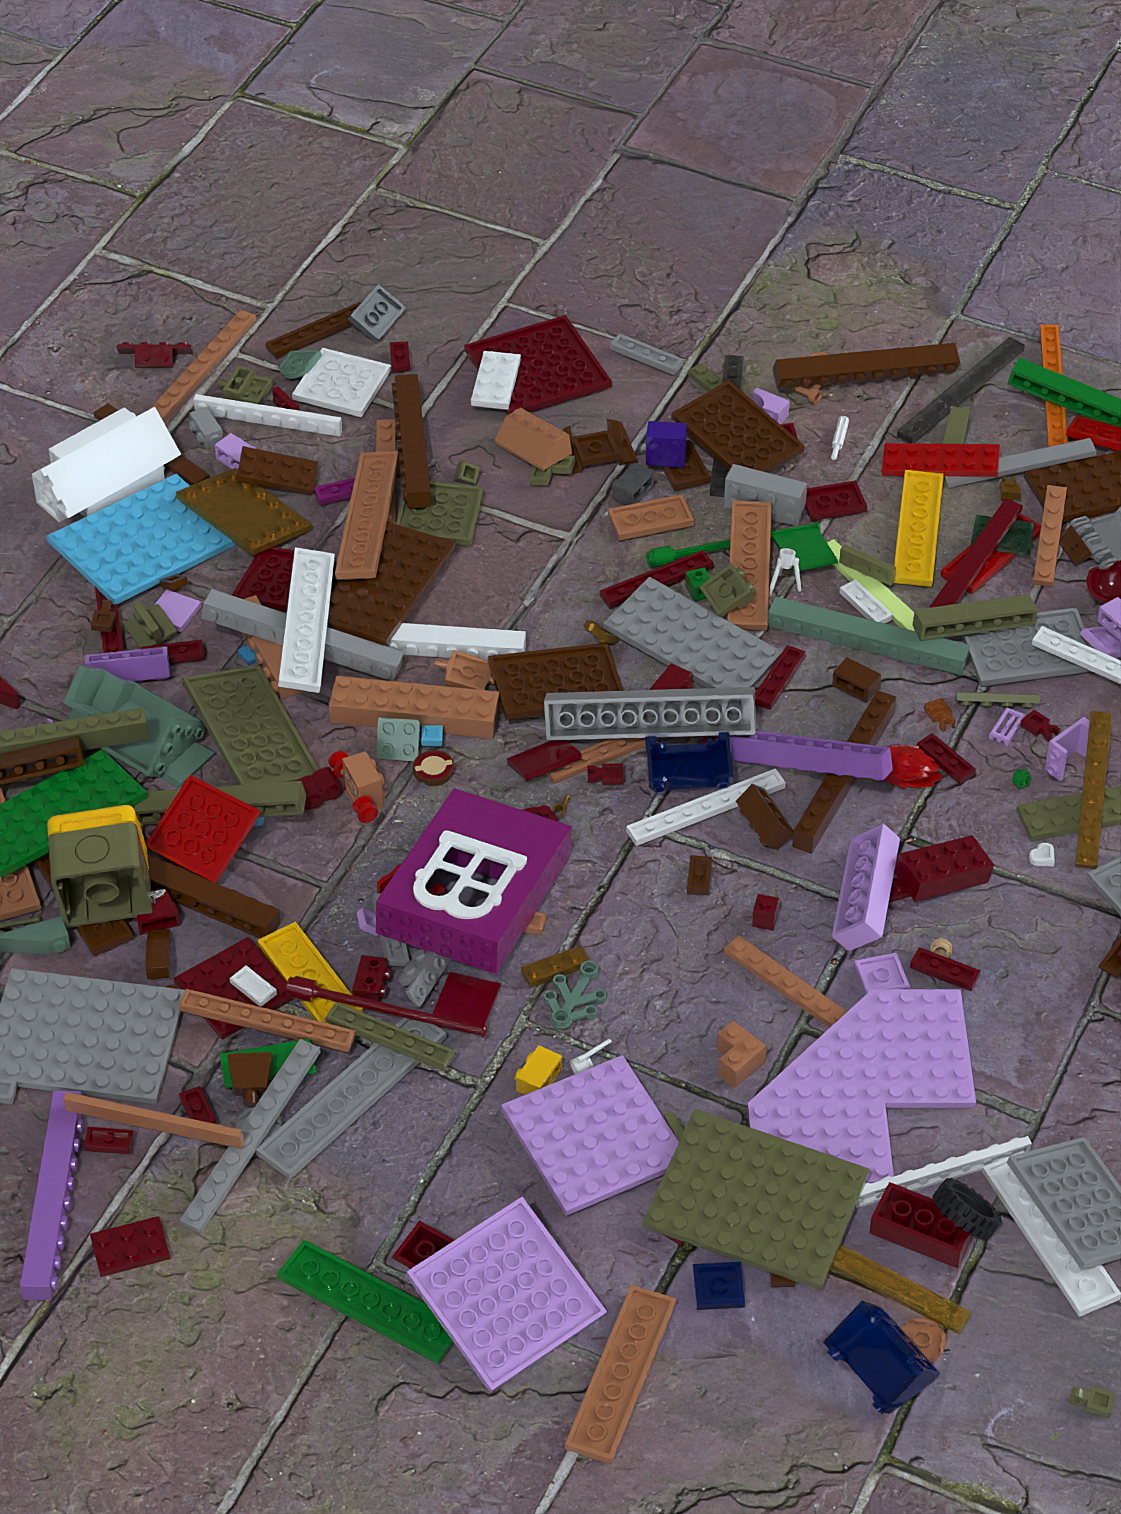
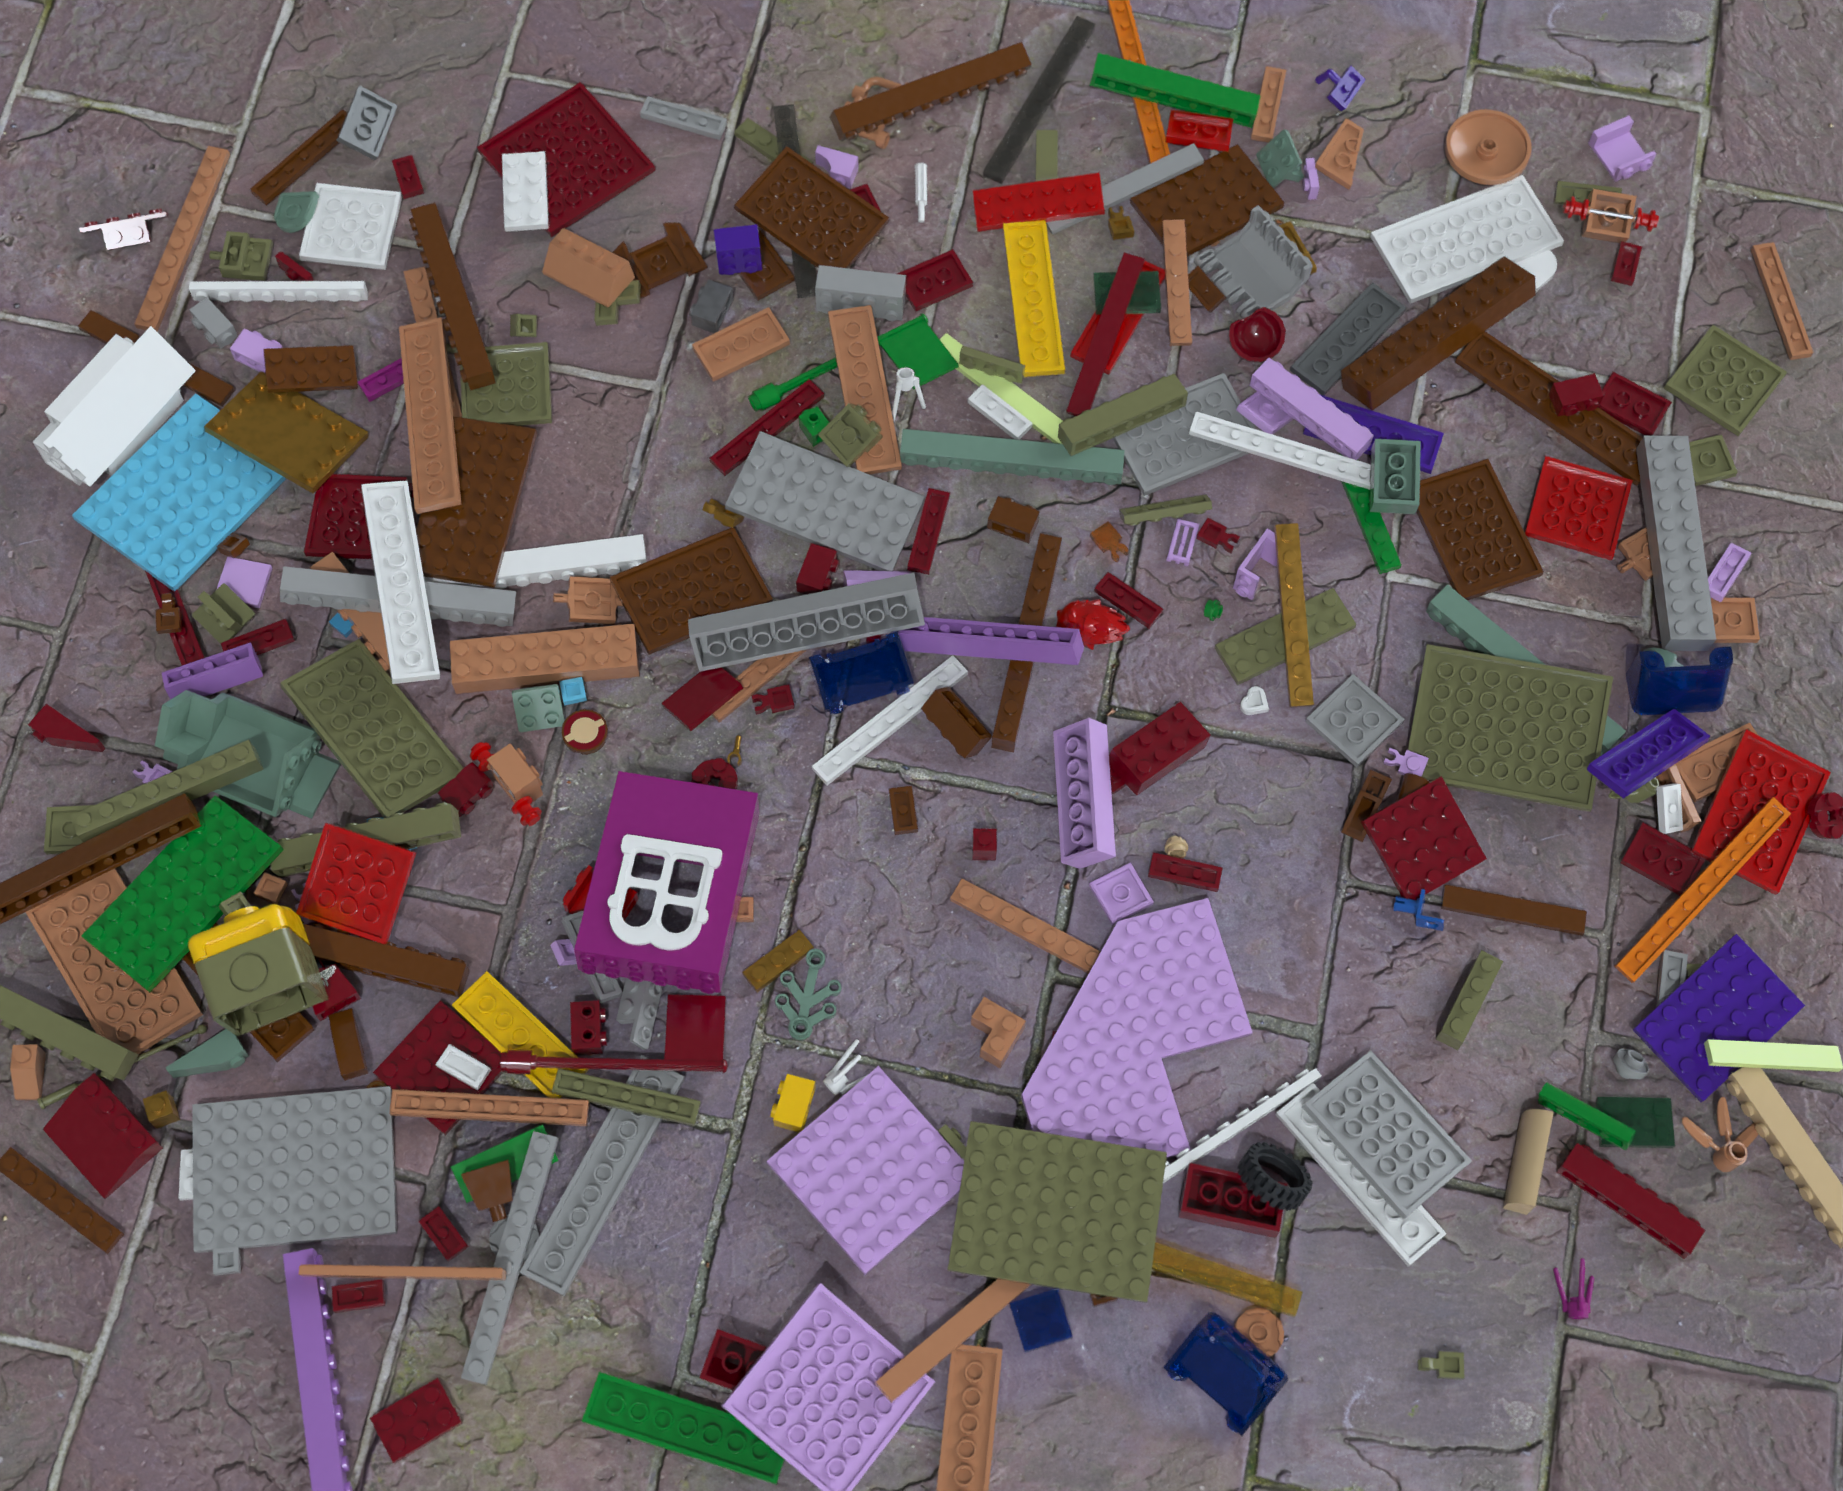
camera: 15 degrees left, 20 degrees up
(630, 1276) = (948, 1337): none -> nougat tile

